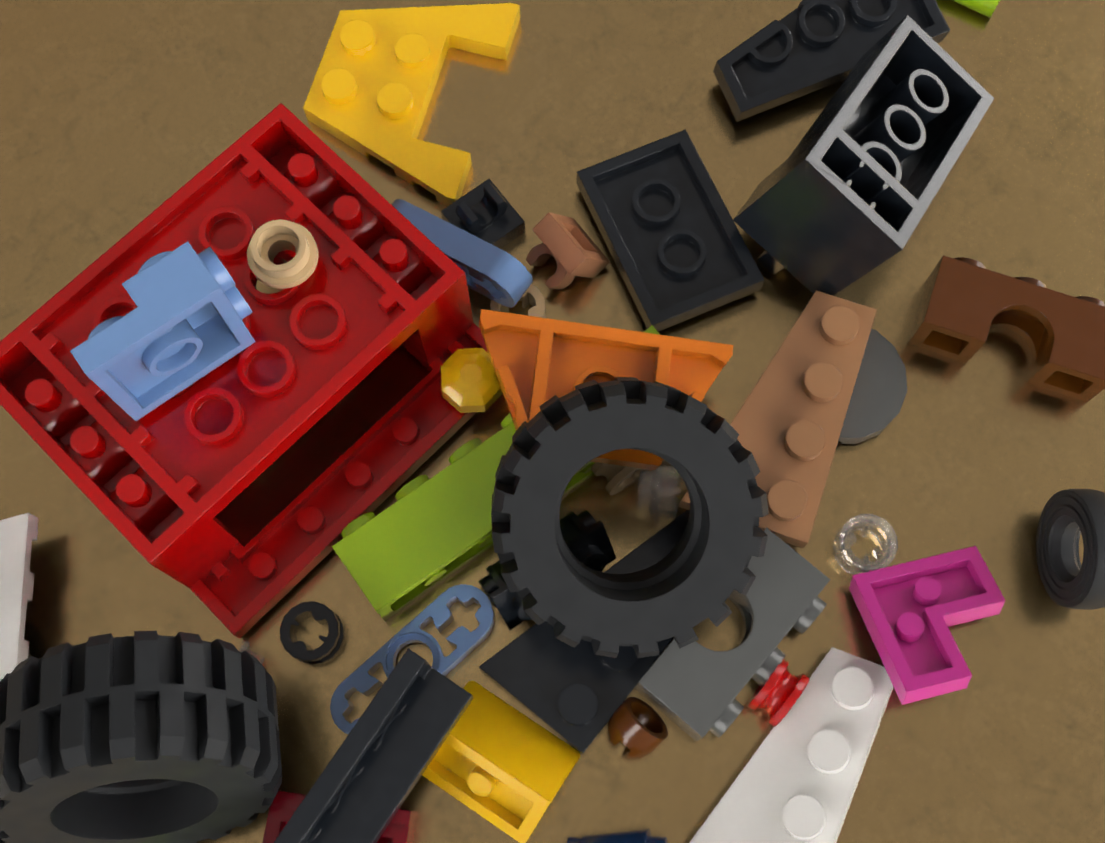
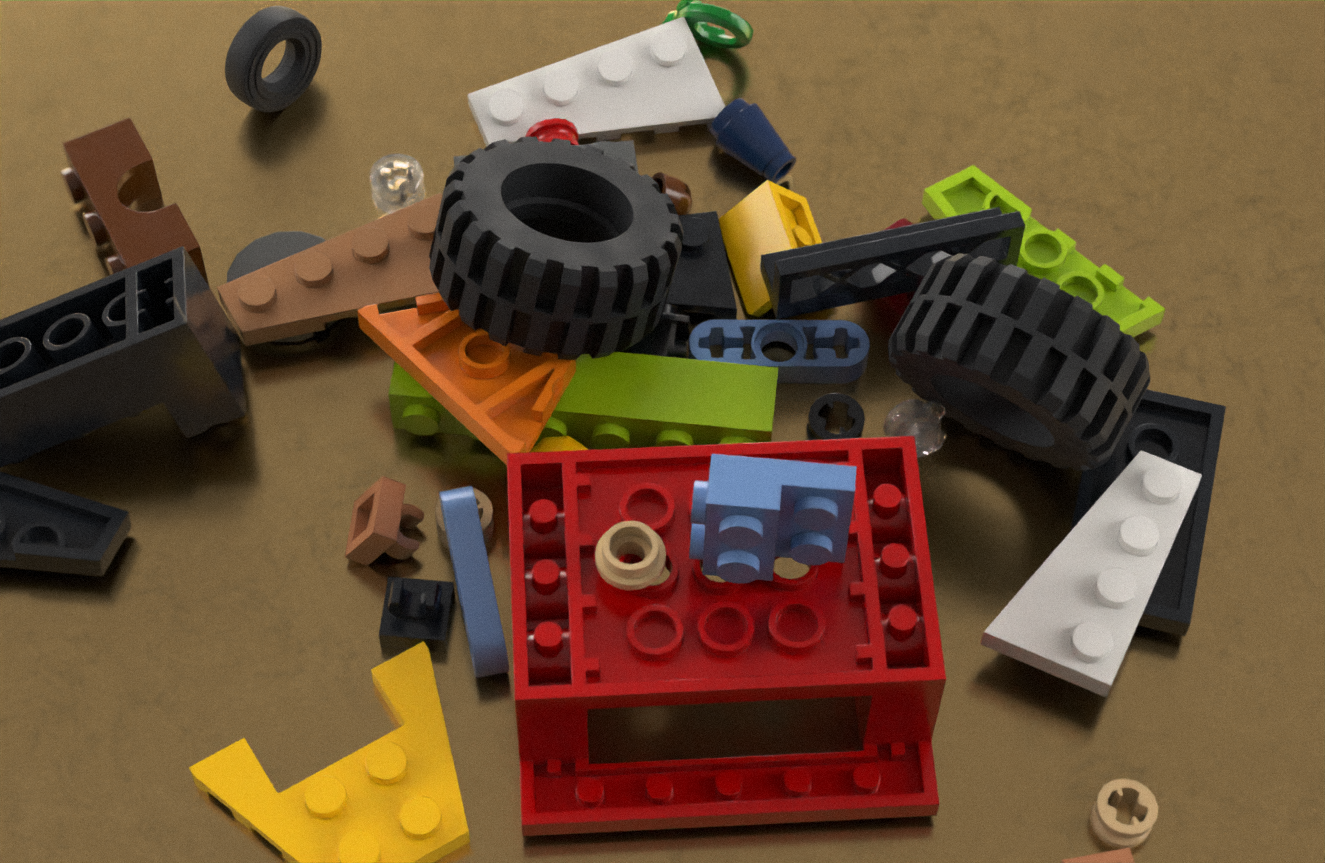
camera: 140 degrees left, 15 degrees down
(669, 231) = (286, 480): black plate -> none
(910, 615) = (422, 117): dark pink plate -> none

